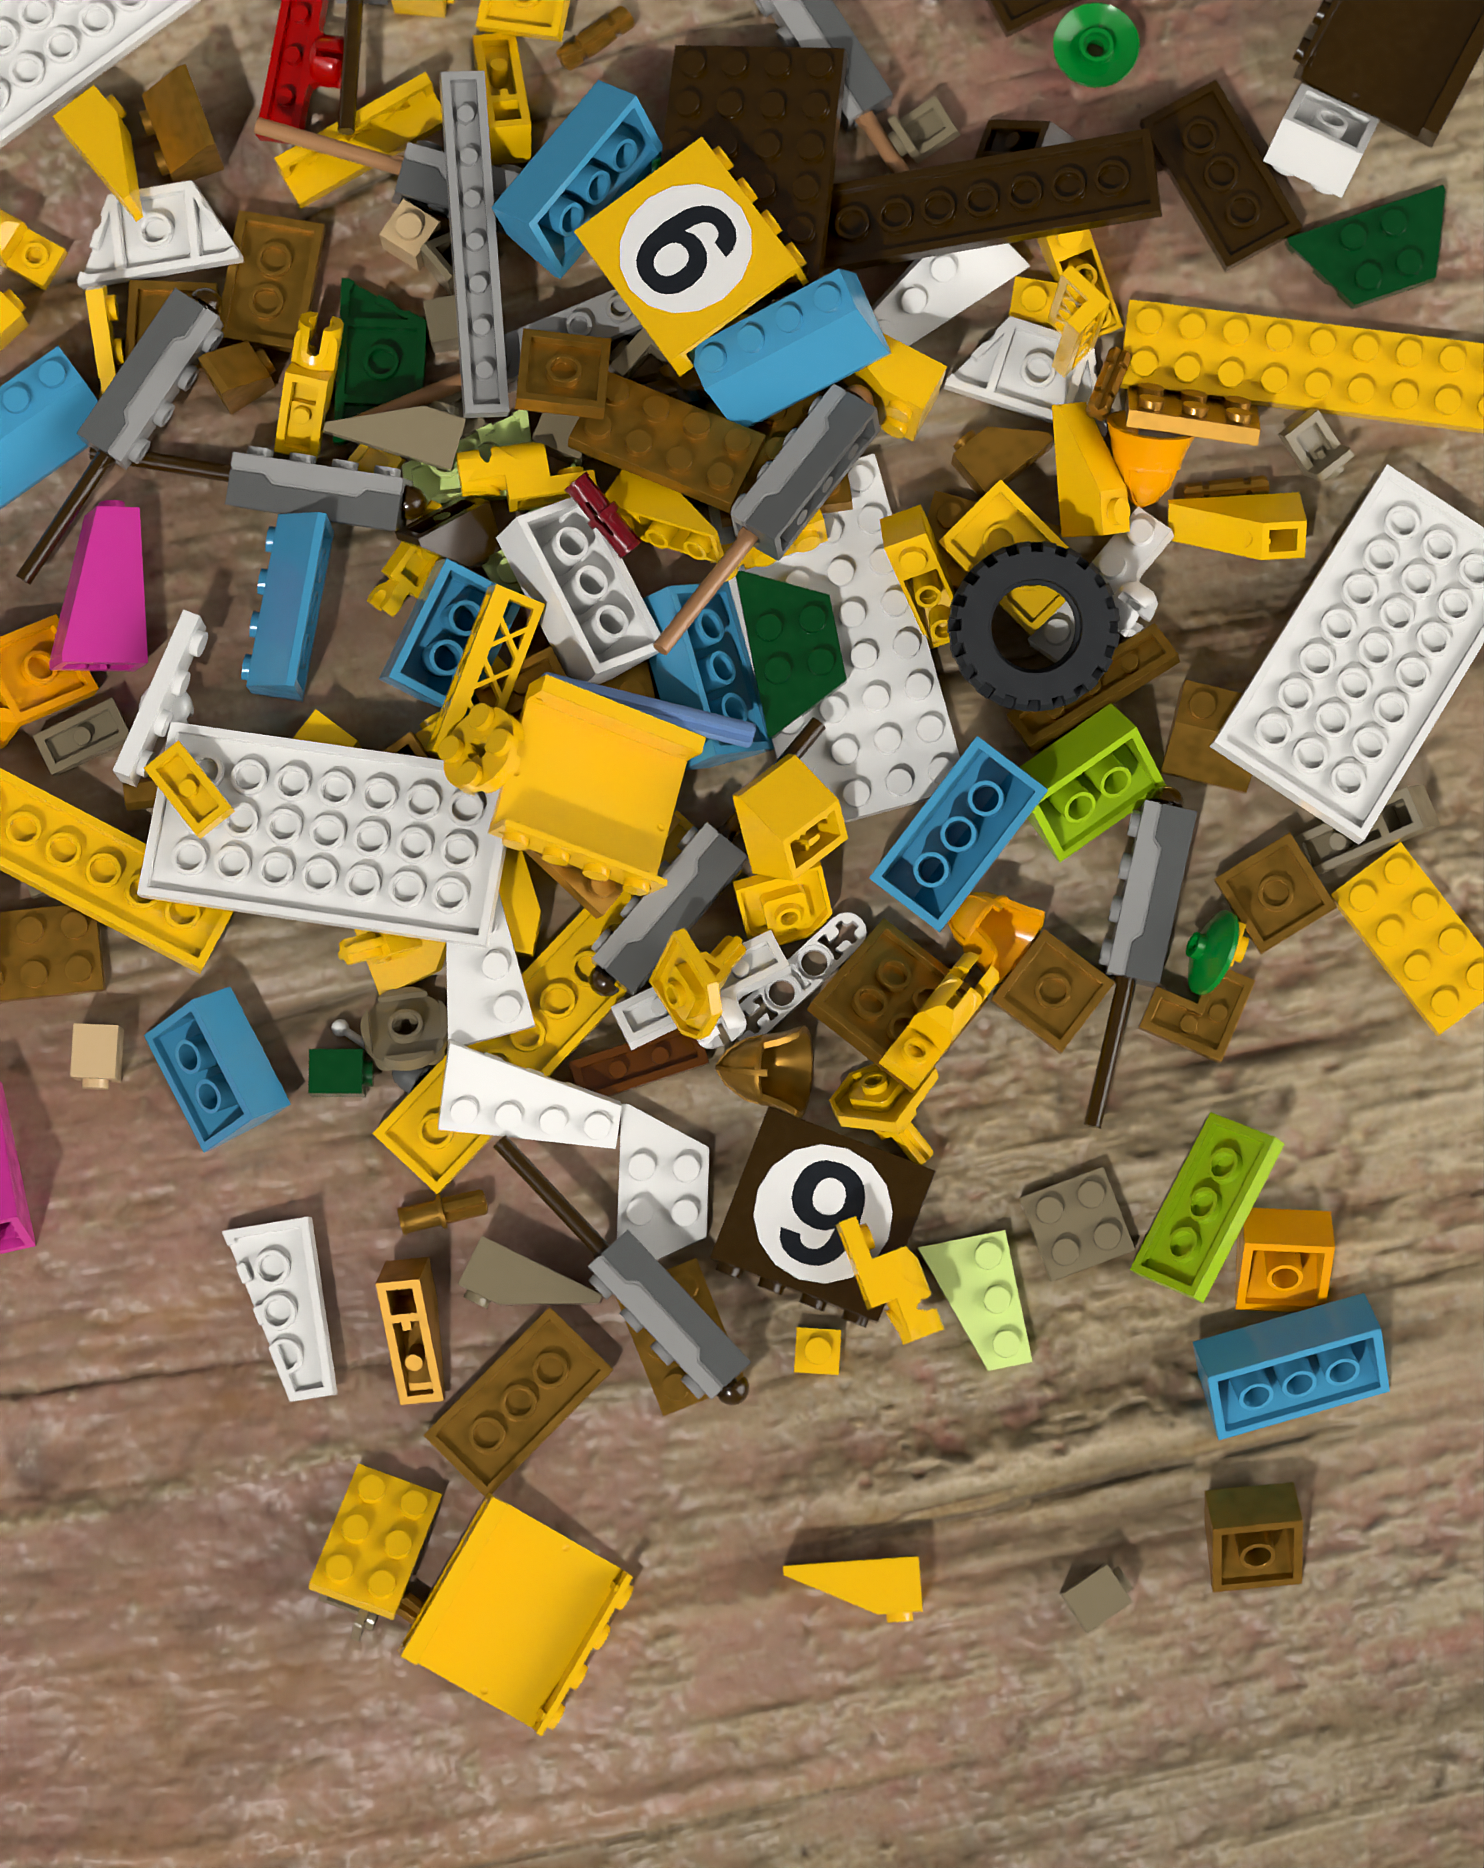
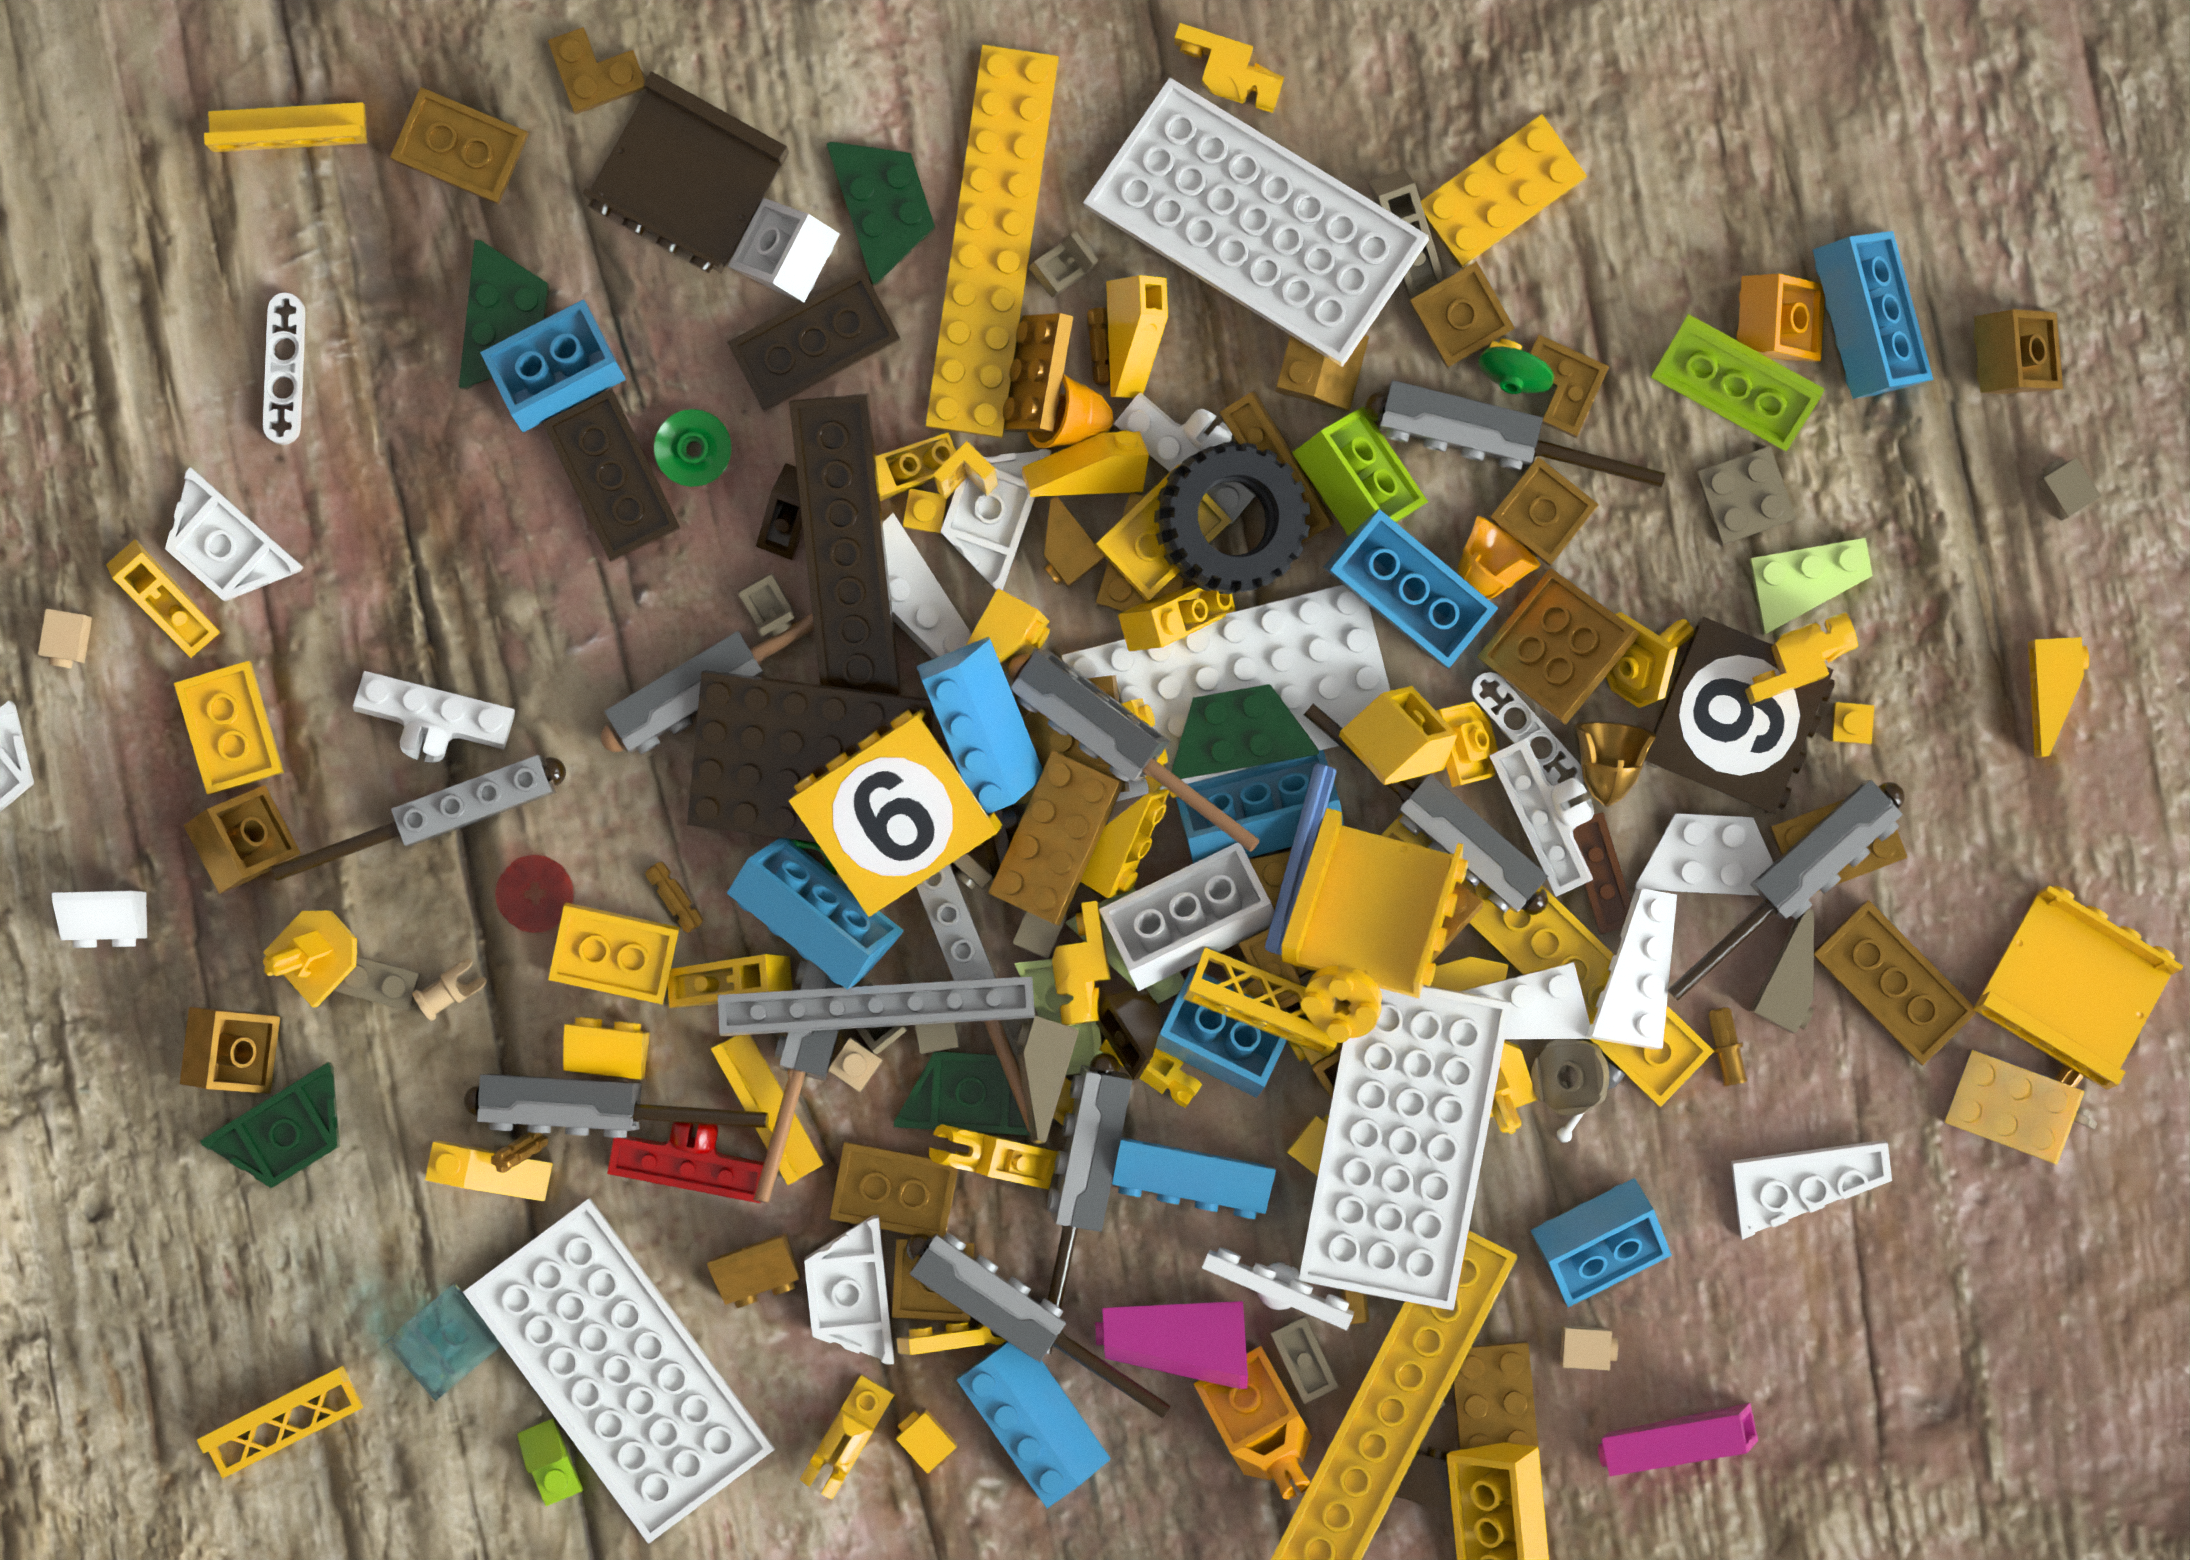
camera: 90 degrees left, 5 degrees up
(103, 141) = (766, 1338): yellow slope -> none
(189, 789) = (1364, 1263): yellow plate -> none
(238, 374) = (981, 1218): pearl gold slope -> none
(339, 1073) = (1606, 1135): dark green brick -> none
(412, 1329) = (1829, 1073): pearl gold slope -> none
(563, 373) = (998, 928): pearl gold plate -> none
(603, 515) = (1124, 895): dark red pin -> none
(691, 981) = (1542, 823): yellow piece -> none
(937, 1023) = (1580, 610): yellow plate -> none
(1108, 383) = (1006, 446): pearl gold axle -> none

